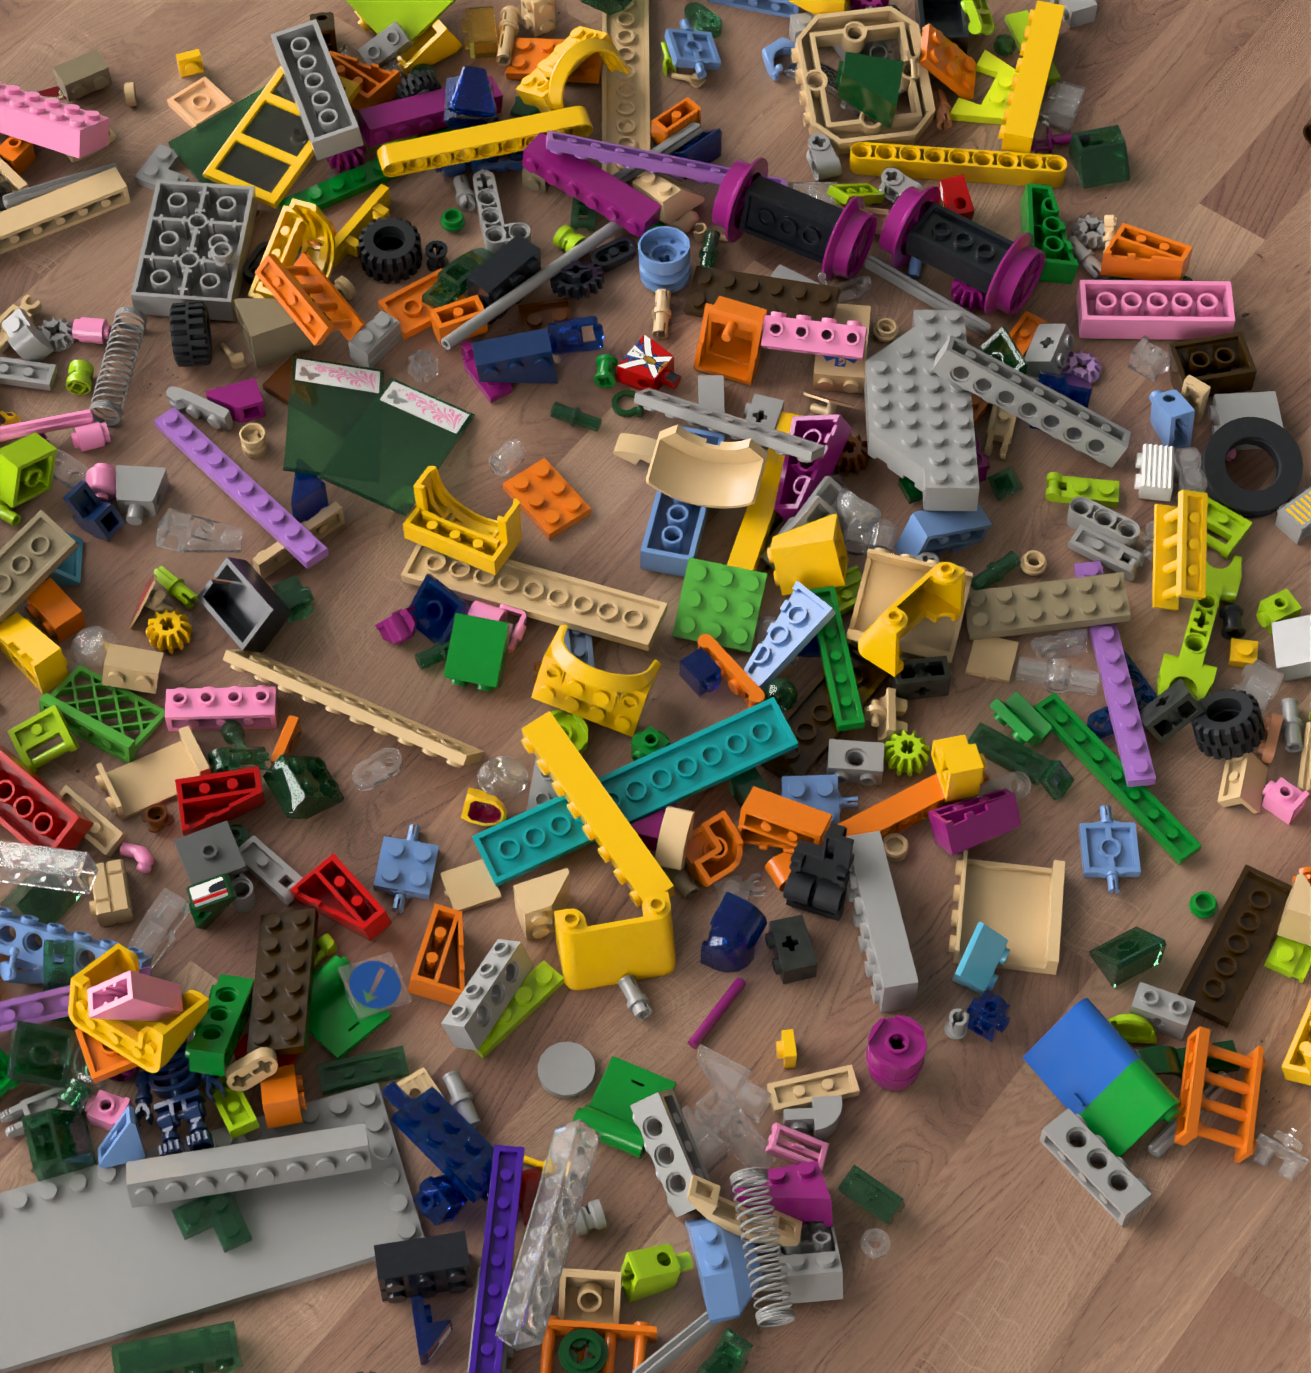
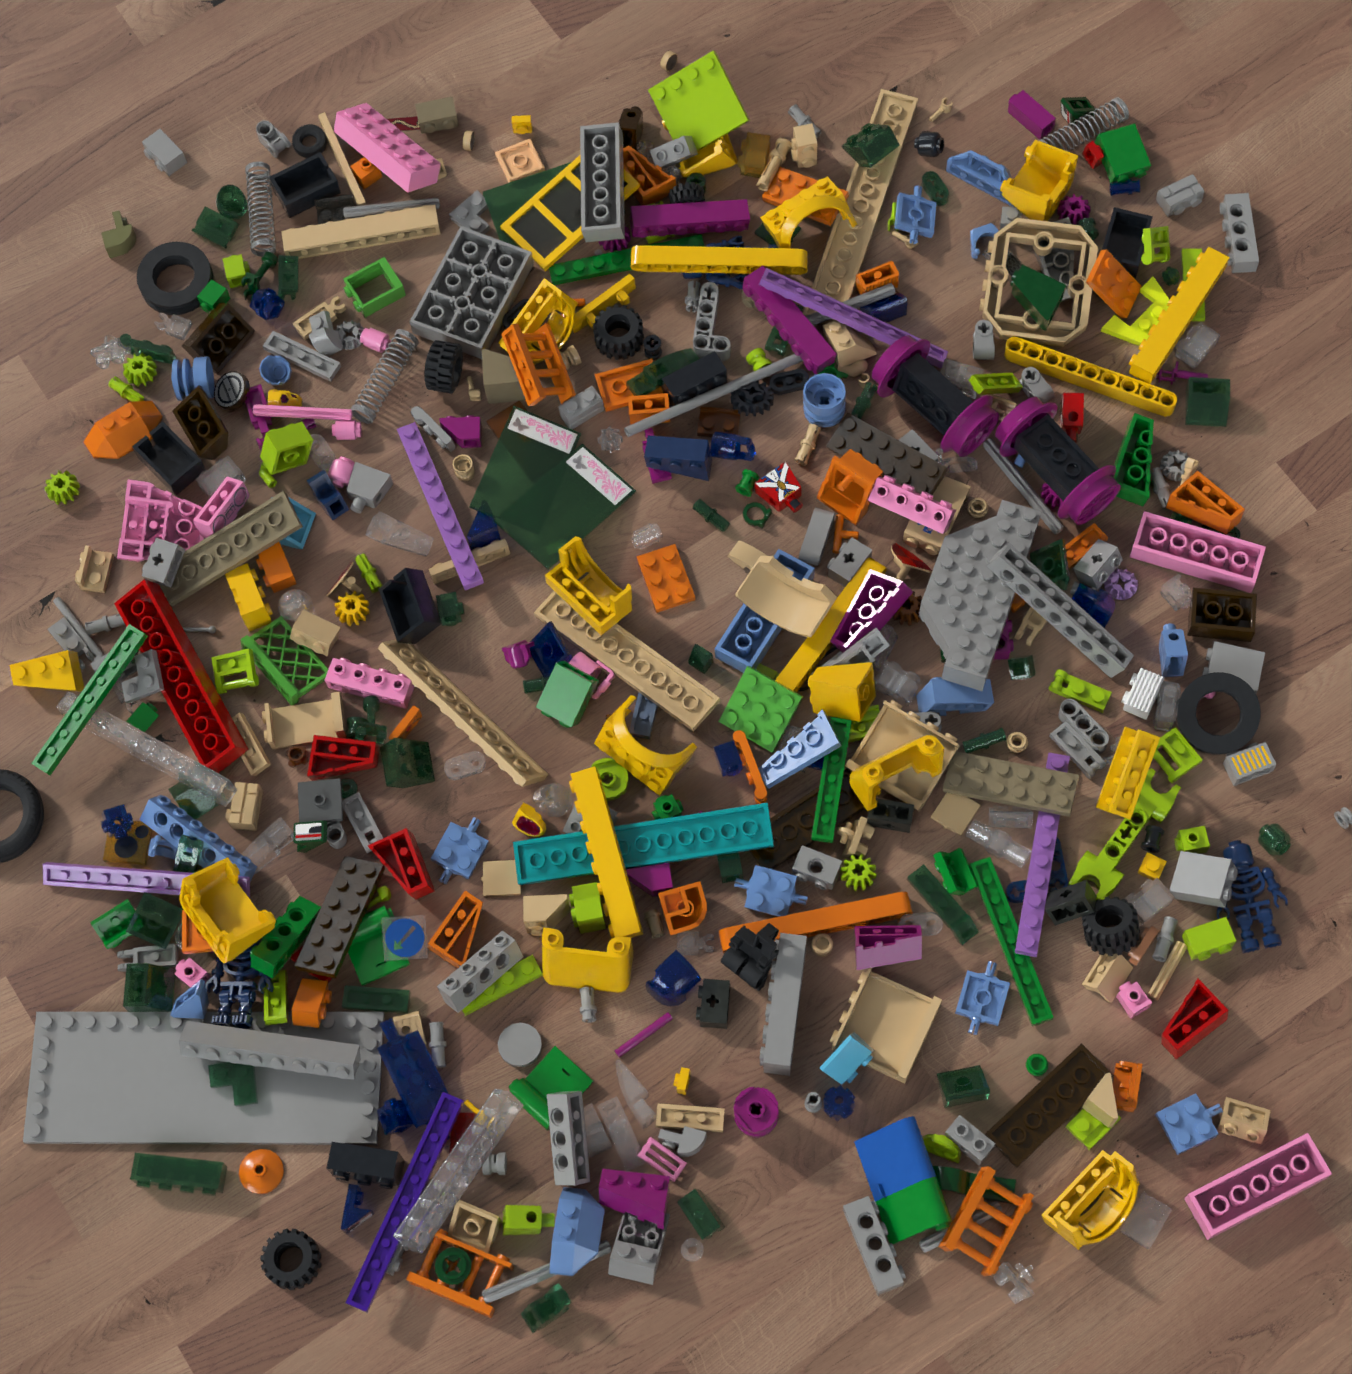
camera: 25 degrees right, 10 degrees up
(58, 260) = (367, 274): none -> bright green window
(75, 1094) = (169, 957): clear green wheel -> none
(80, 381) = (354, 377): lime wheel -> none
(135, 998) = (223, 907): bright pink slope -> none
(140, 854) = (277, 782): bright pink arm -> none
(222, 254) = (487, 301): light grey plate -> none
(252, 1069) = (294, 978): tan beam -> none
(287, 1337) = (268, 1179): none -> orange dish
(452, 220) = (676, 317): green plate -> none
(469, 99) = (719, 220): clear blue piece -> none
(595, 885) = (588, 908): none -> lime brick
(624, 572) = (700, 658): none -> clear green slope
(673, 837) = (655, 891): tan slope -> none
(722, 1212) = (597, 1204): tan slope -> none
(736, 427) = (819, 562): light grey plate -> none
(737, 398) = (839, 533): none -> orange piece
(772, 1315) = (605, 1179): light grey piece -> none
(780, 822) = (739, 903): orange wedge -> none
(787, 690) = (780, 796): clear green piece -> none
(857, 513) = (889, 664): clear hair -> none
(913, 61) = (1082, 279): tan hand -> none
(942, 110) = (1096, 322): nougat axle -> none
(958, 767) = (886, 900): yellow brick -> none
(1196, 394) = (1196, 640): tan plate -> none

